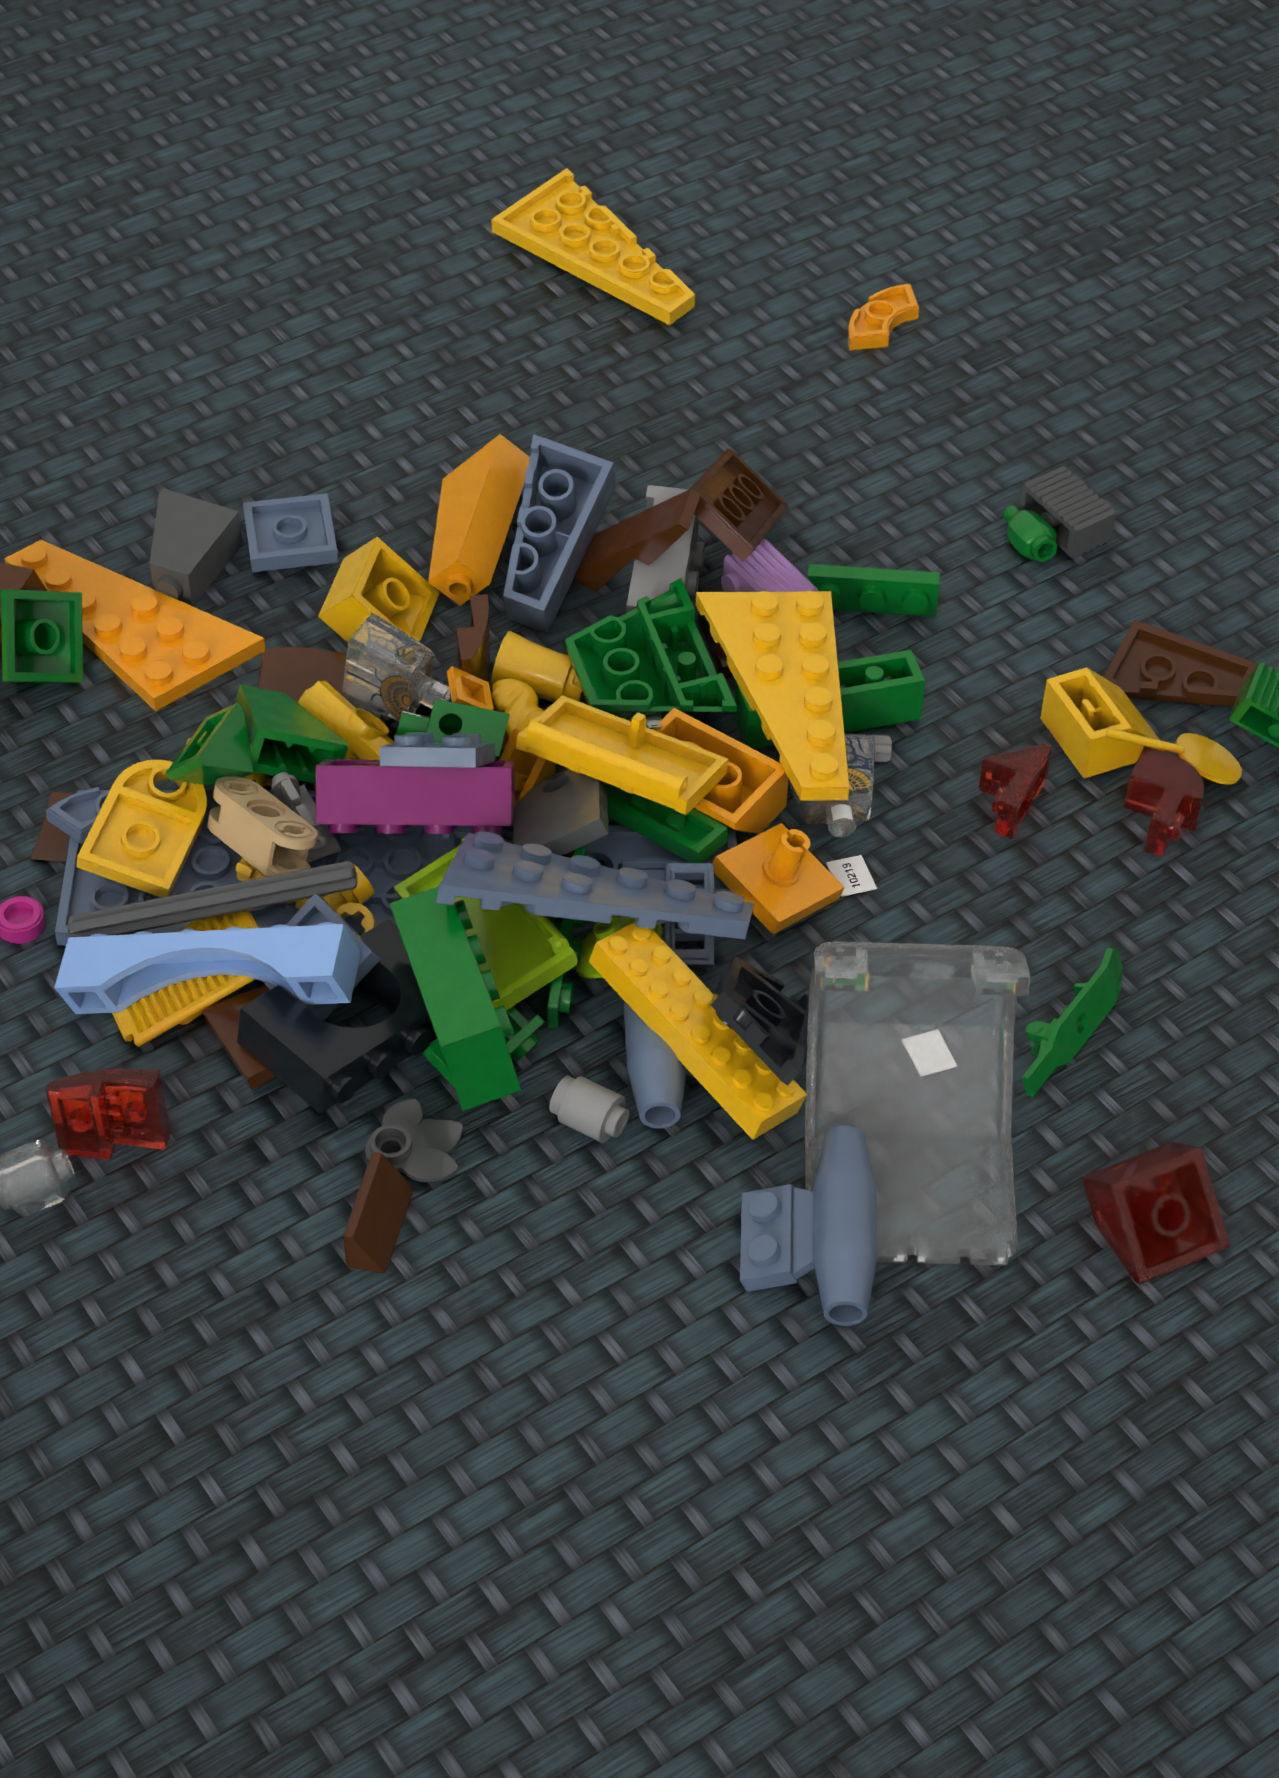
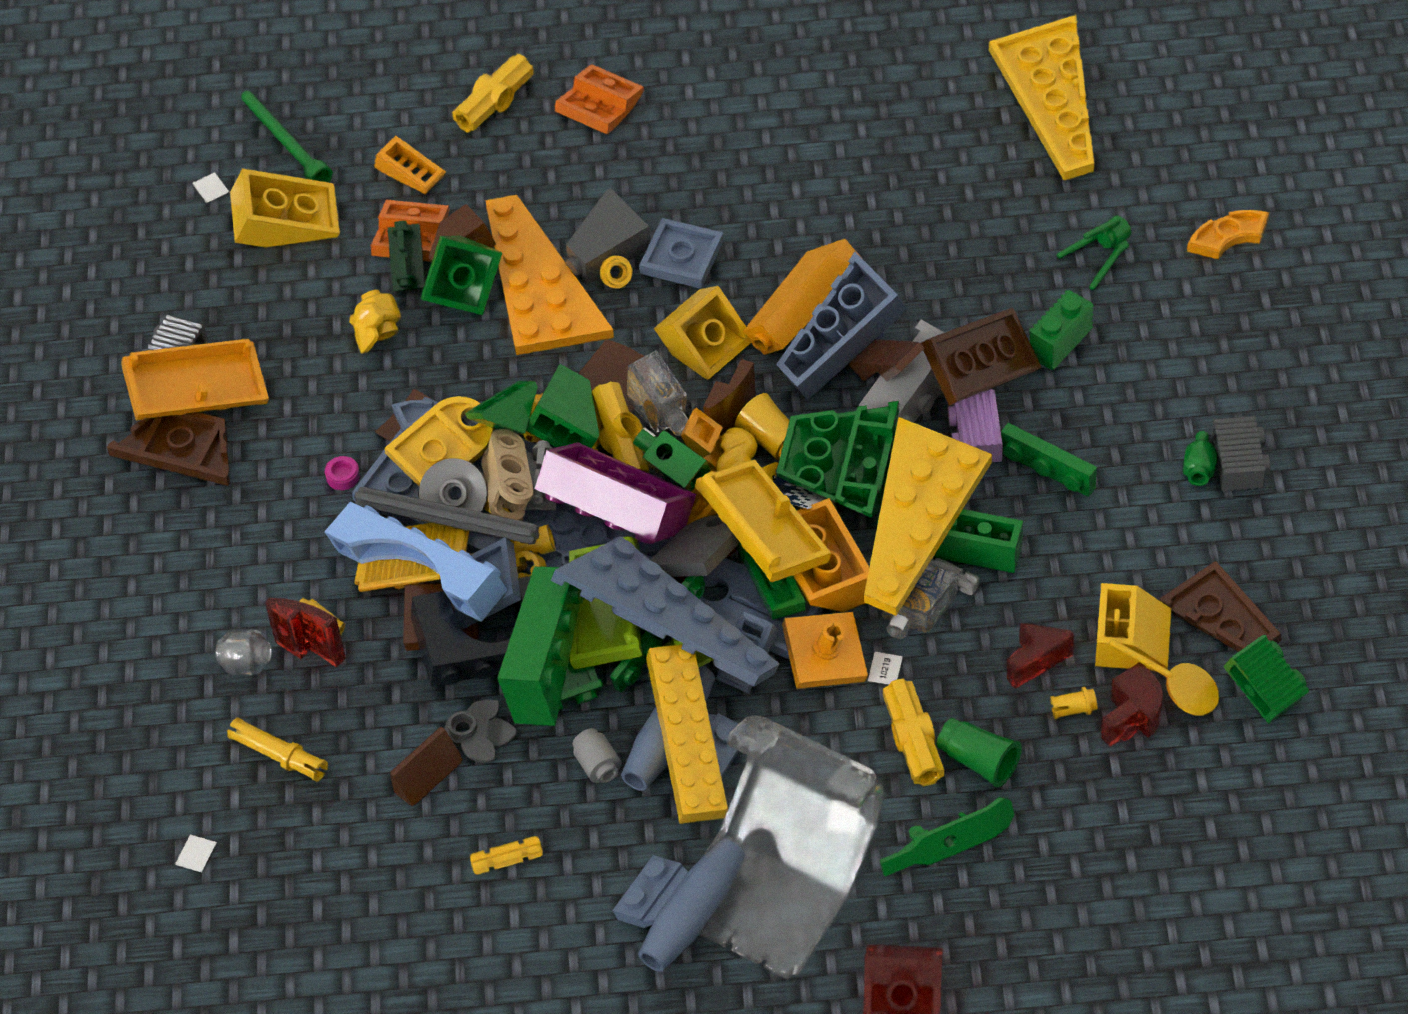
camera: 35 degrees right, 5 degrees up
(72, 413) = (599, 99): none -> orange slope
(124, 1462) = (195, 853): none -> white sticker
(158, 1278) = (289, 756): none -> yellow pin
(194, 851) = (452, 473): none -> light grey dish
(232, 572) = (625, 272): none -> yellow plate
(421, 750) = (635, 471): sand blue plate -> none
(554, 1275) = (506, 855): none -> yellow axle
(762, 357) = (1110, 234): none -> green plant
(763, 1017) = (713, 759): black wing -> none
(787, 456) = (1061, 329): none -> green brick
(932, 916) = (913, 732): none -> yellow piece
(1035, 912) = (980, 750): none -> green plant
(1104, 817) = (1074, 703): none -> yellow pin

